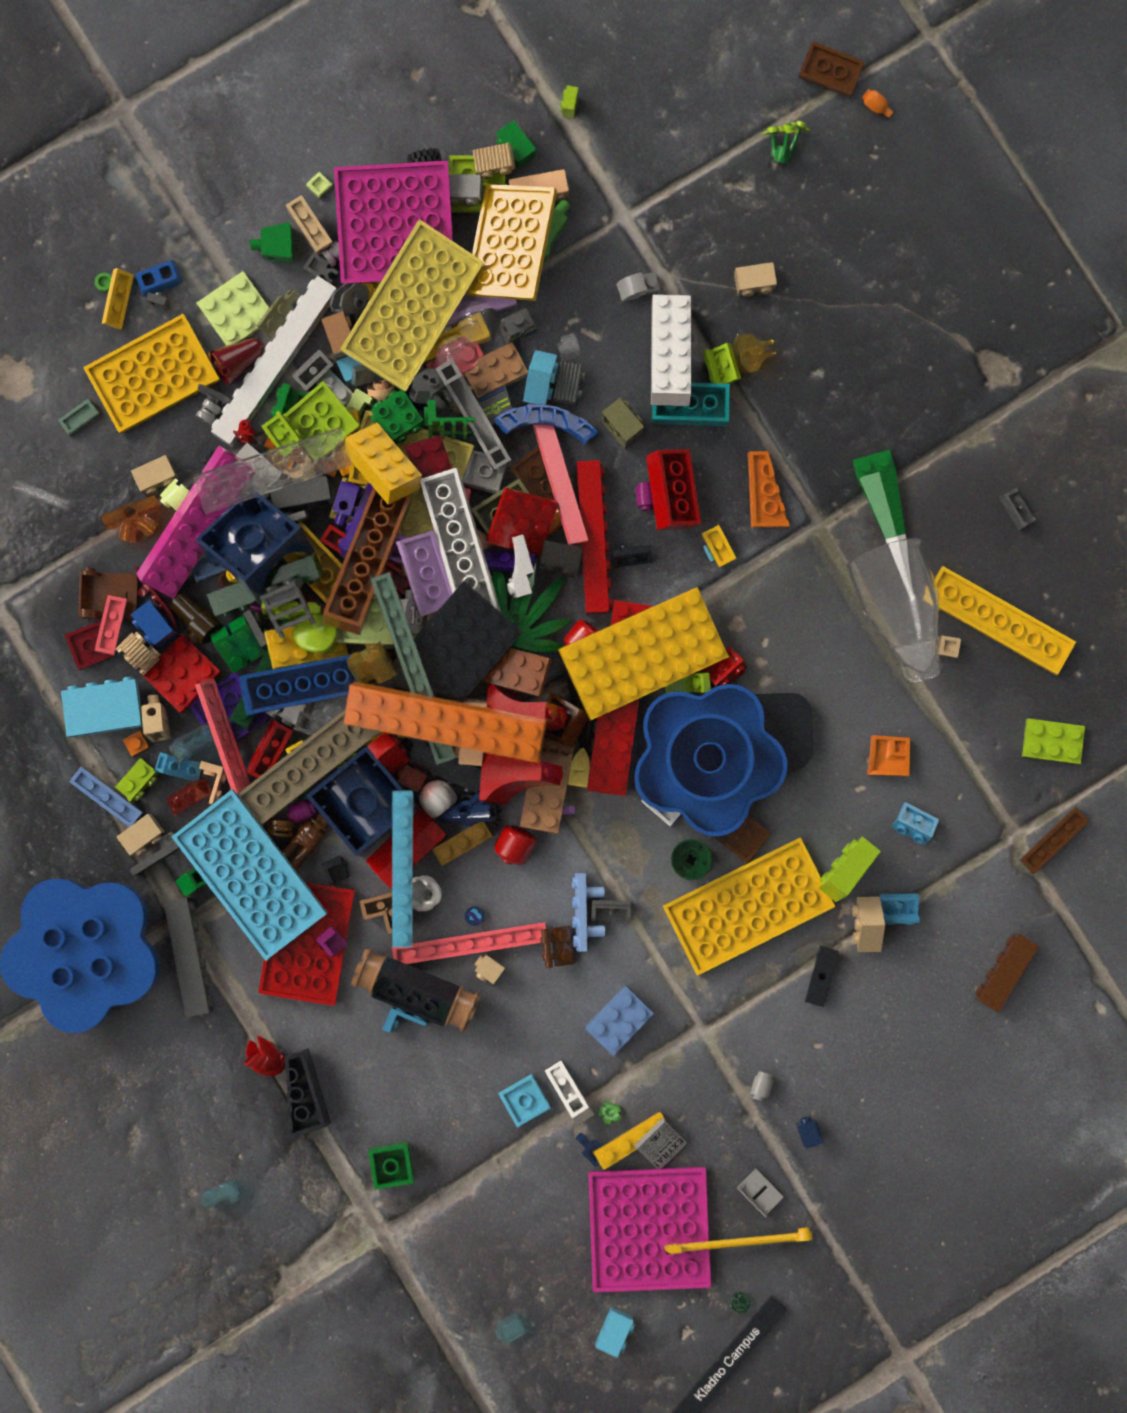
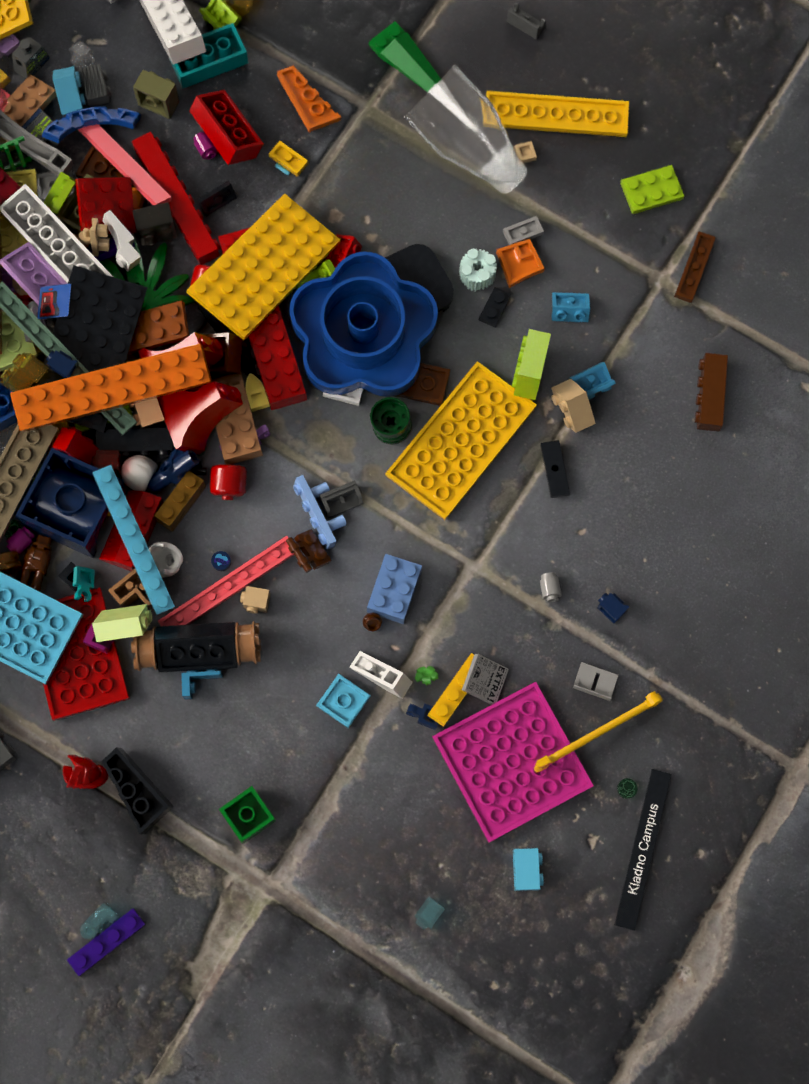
camera: 25 degrees left, 10 degrees down
(219, 1214) = (106, 942): none -> dark purple plate
(341, 880) = (84, 581): none -> teal plate
(358, 941) = (122, 623): none -> yellowish green brick
(409, 677) = (61, 363): none -> dark blue window
(430, 607) = (54, 301): none -> sticker
(485, 488) = (59, 192): none -> lime bracket
(500, 553) = (93, 236): none -> tan hips
(584, 1040) = (372, 621): none -> reddish brown plate
(843, 789) = (495, 307): none -> black plate
(853, 739) = (480, 261): none -> light aqua brick
(907, 726) = (523, 230): none -> light grey plate

